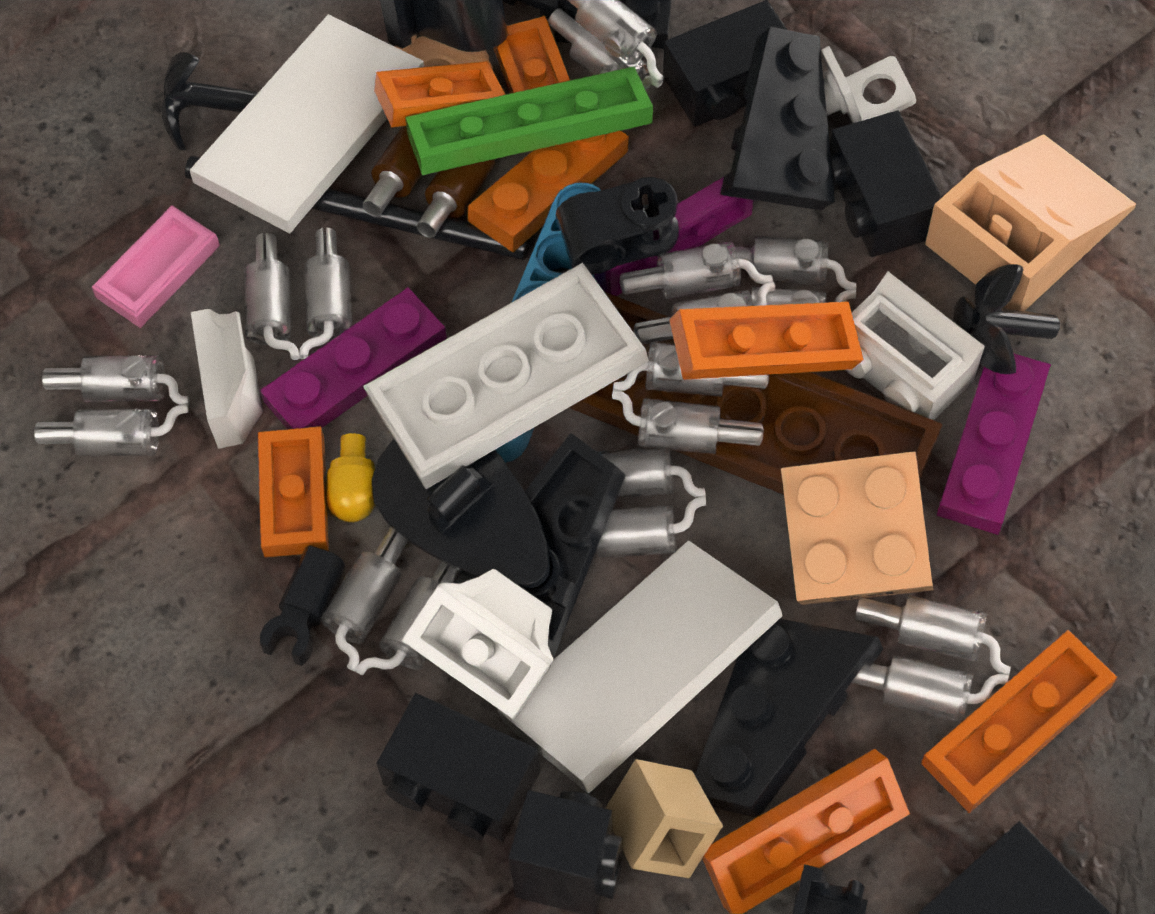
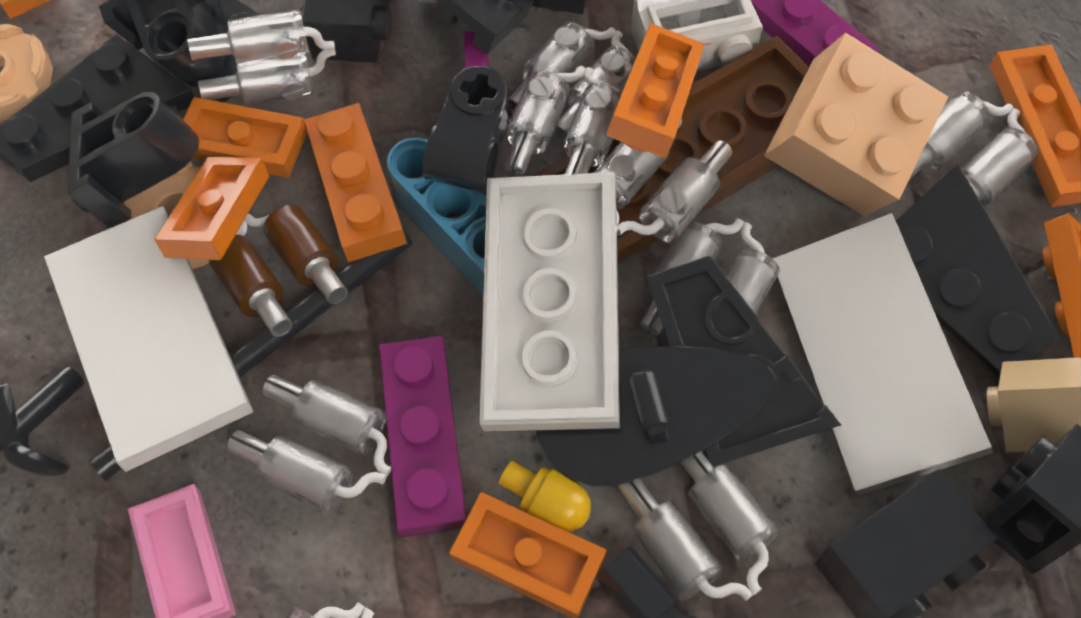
camera: 60 degrees left, 0 degrees up
(226, 376) = (359, 547): white slope -> none
(486, 638) = (809, 454): white slope -> none
(528, 120) = (298, 157): bright green plate -> none

